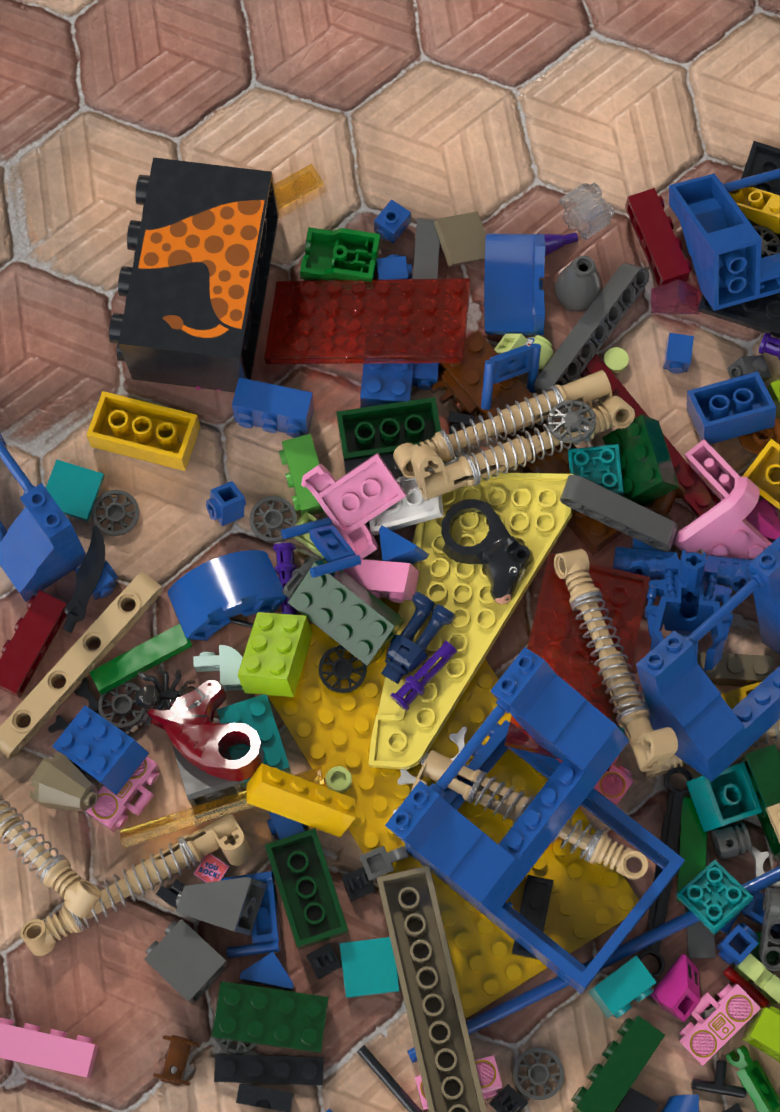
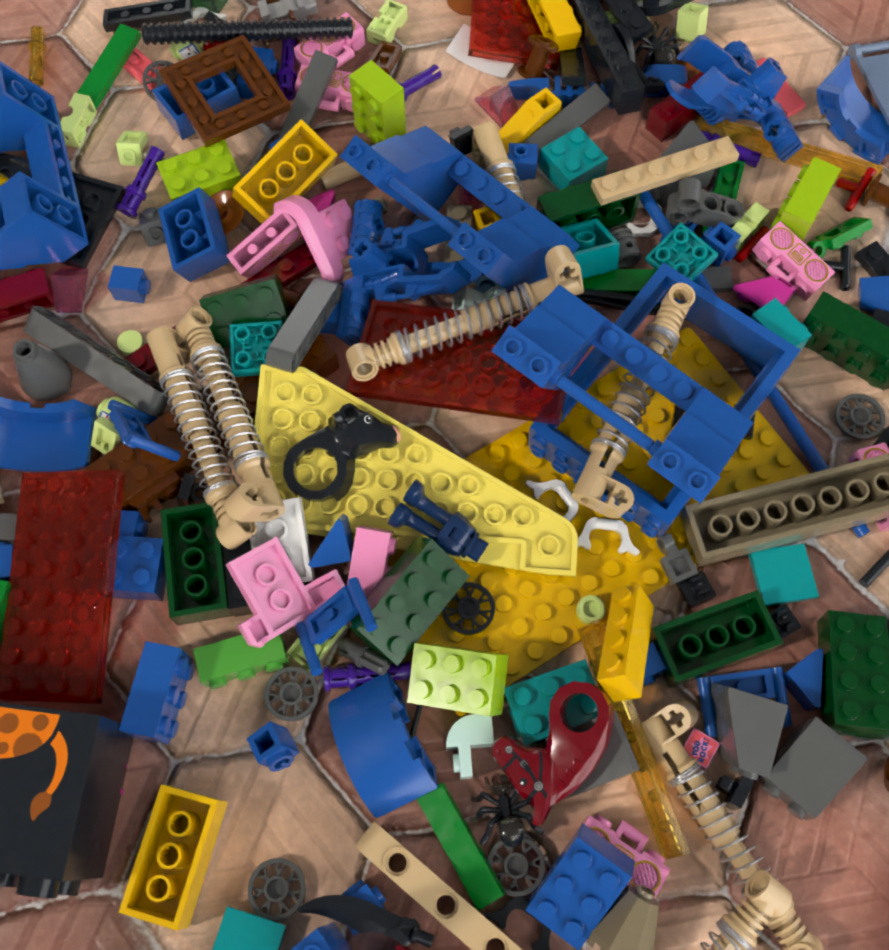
camera: 90 degrees left, 5 degrees down
(417, 688) = (489, 522): dark purple pin -> none
(571, 421) = (204, 358): dark grey wheel -> none

